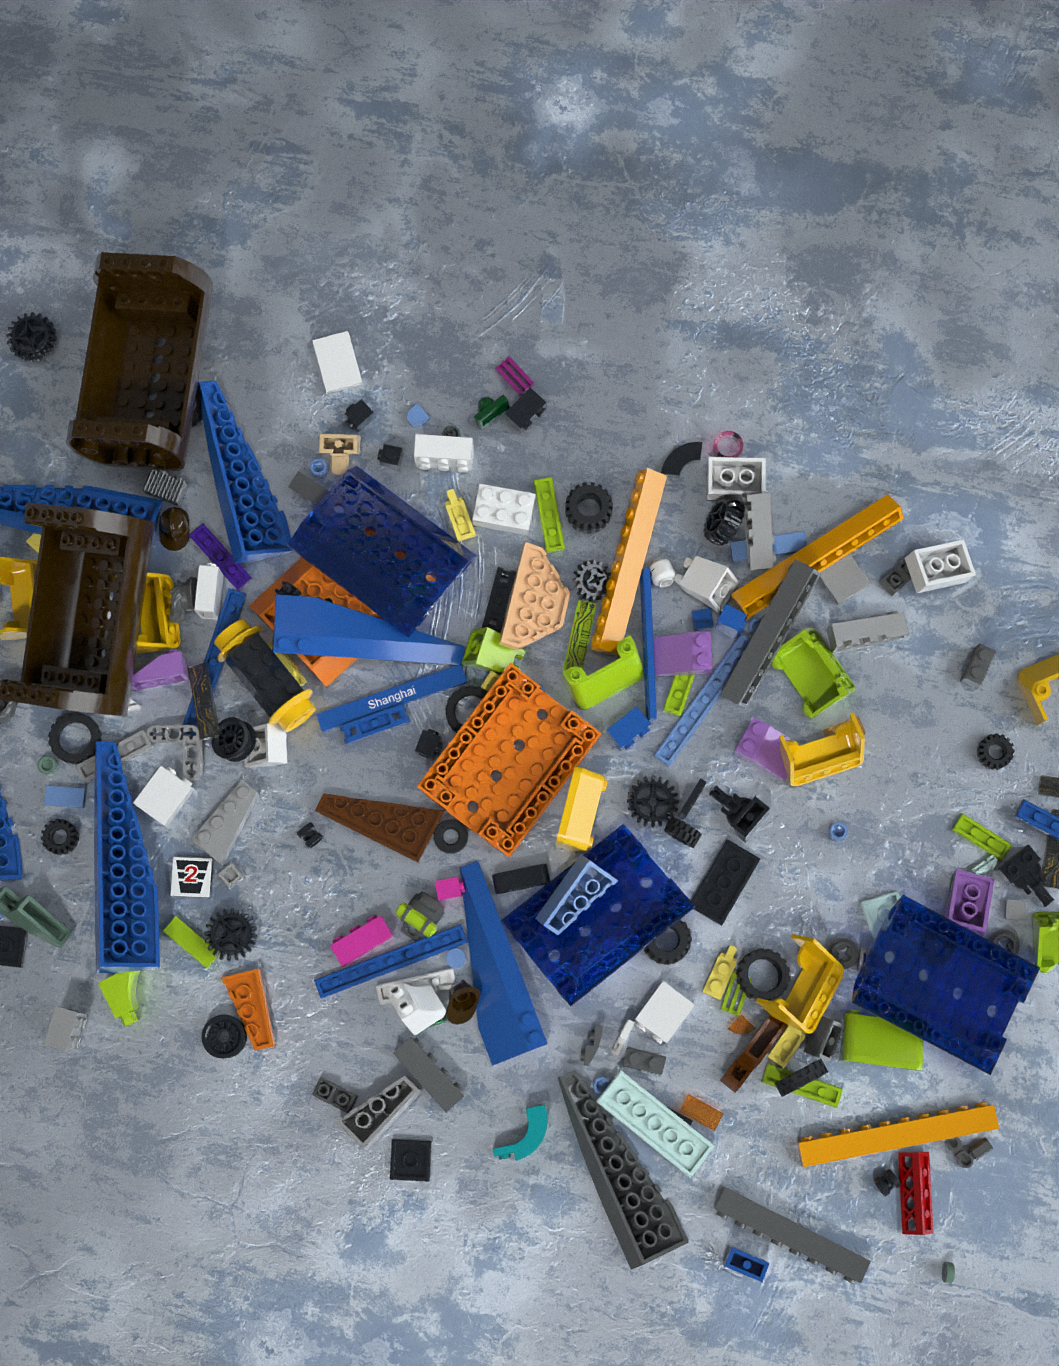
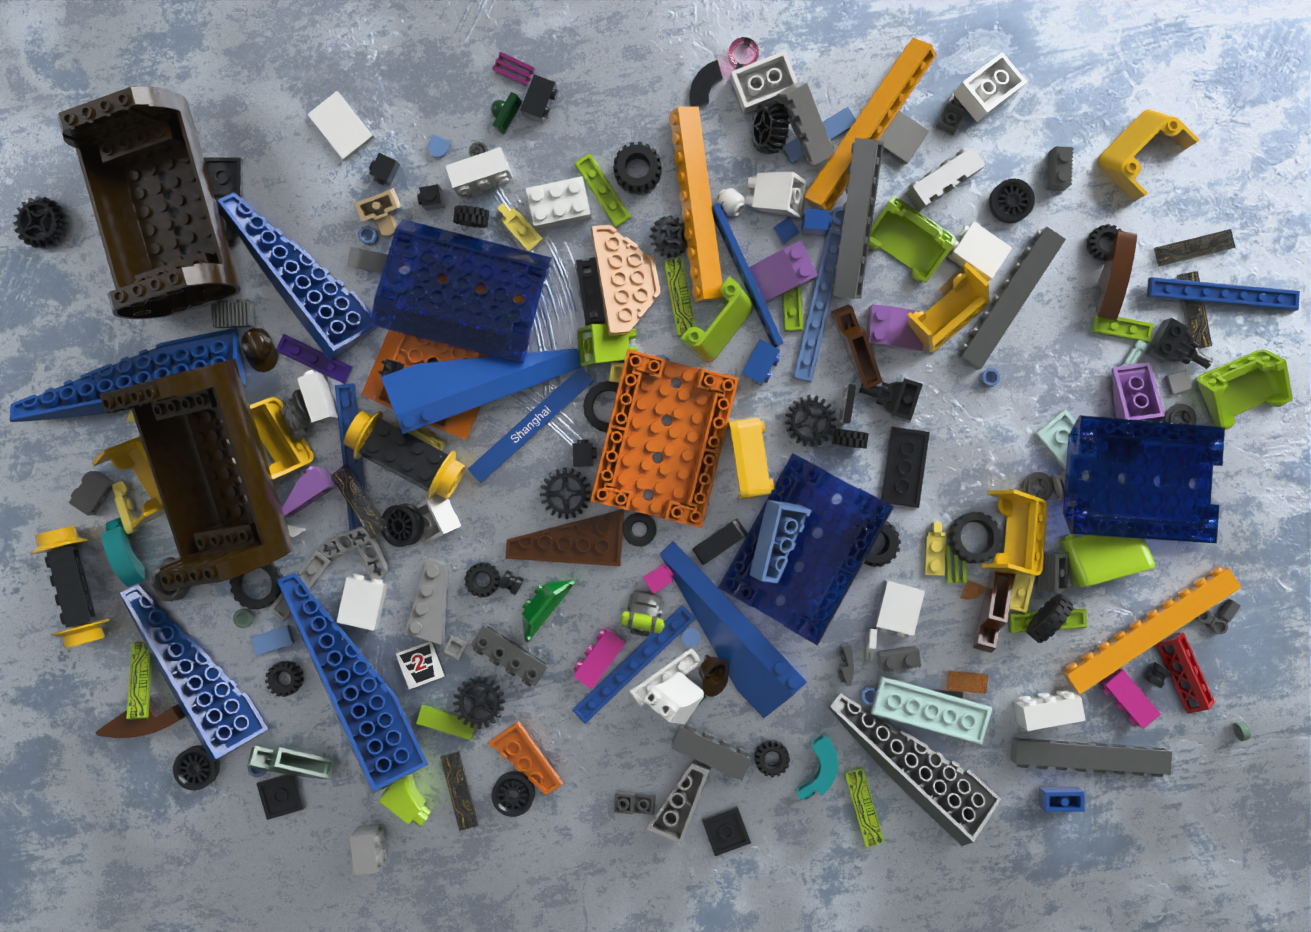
camera: 20 degrees left, 10 degrees up
(174, 1012) = (459, 790): none -> clear smoke tile
(215, 363) = (225, 175): none -> black tile
(278, 902) = (510, 655): none -> dark grey brick
(284, 810) = (471, 583): none -> black tyre
(331, 868) = (543, 605): none -> green wedge
(374, 724) = (525, 455): blue plate -> none
(393, 783) = (549, 493): none -> black gear
(419, 488) = (471, 216): none -> black tyre
(495, 1111) = (774, 769): none -> black tyre
(552, 1193) = (864, 807): none -> lime tile
(724, 750) = (857, 346): none -> reddish brown slope
(767, 1169) = (1049, 710): none -> white brick
(850, 1194) = (1129, 699): none -> dark pink brick
(873, 710) = (980, 250): none -> white brick
(886, 766) = (1011, 298): none -> dark grey brick
(926, 661) = (1019, 185): none -> black wheel
(991, 783) = (1116, 275): none -> reddish brown slope

